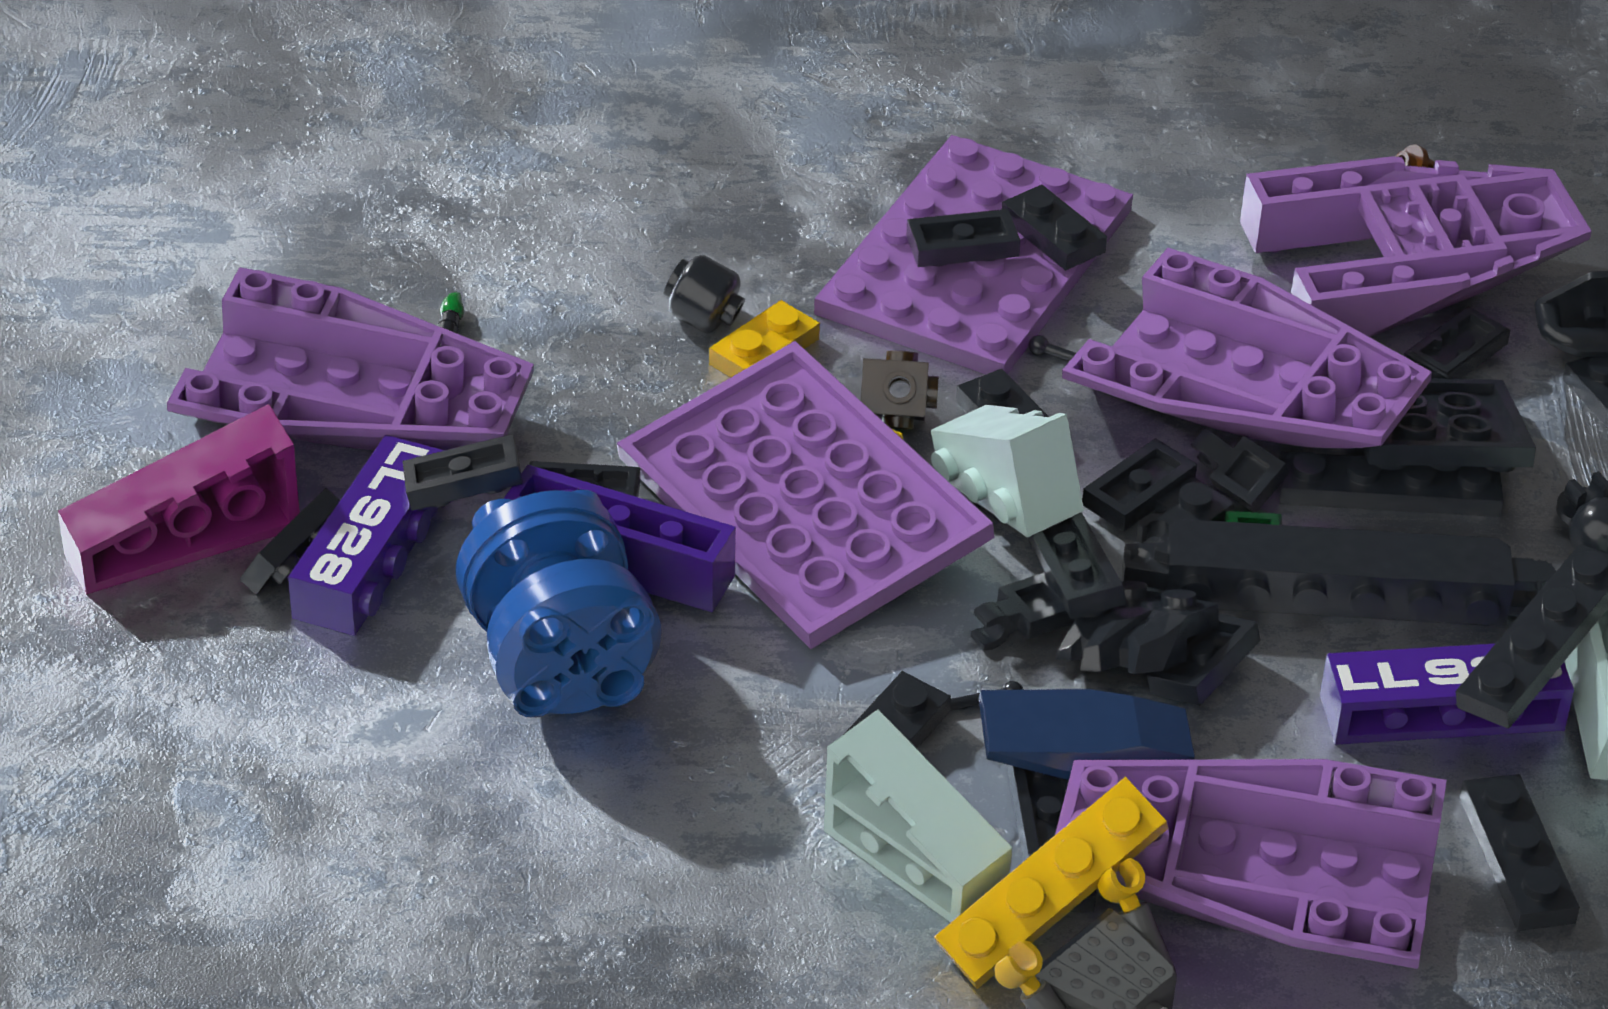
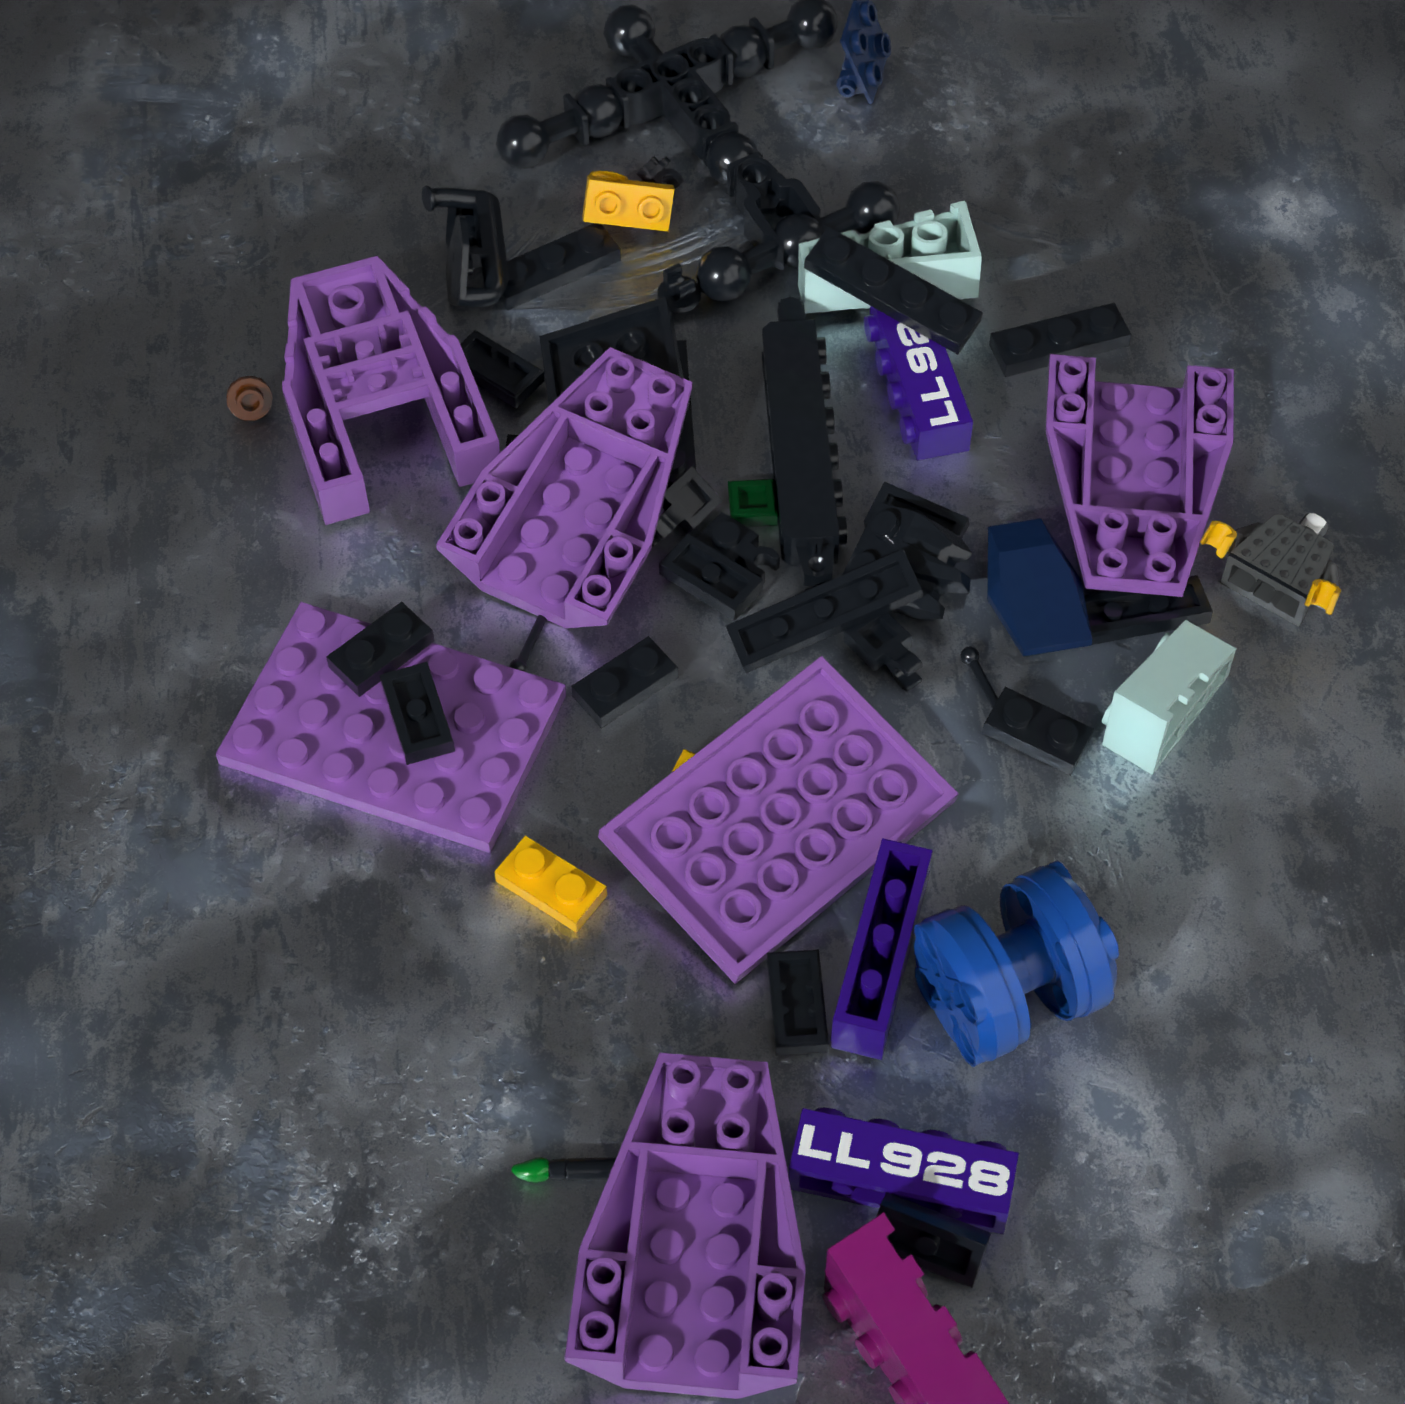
camera: 95 degrees left, 15 degrees up
(462, 472) = (858, 1072): black plate -> none
(704, 293) = (501, 934): black head -> none
(899, 367) = (631, 756): dark brown brick -> none
(1011, 465) = (743, 652): light aqua wedge -> none
(1051, 881) = (1218, 590): yellow plate -> none

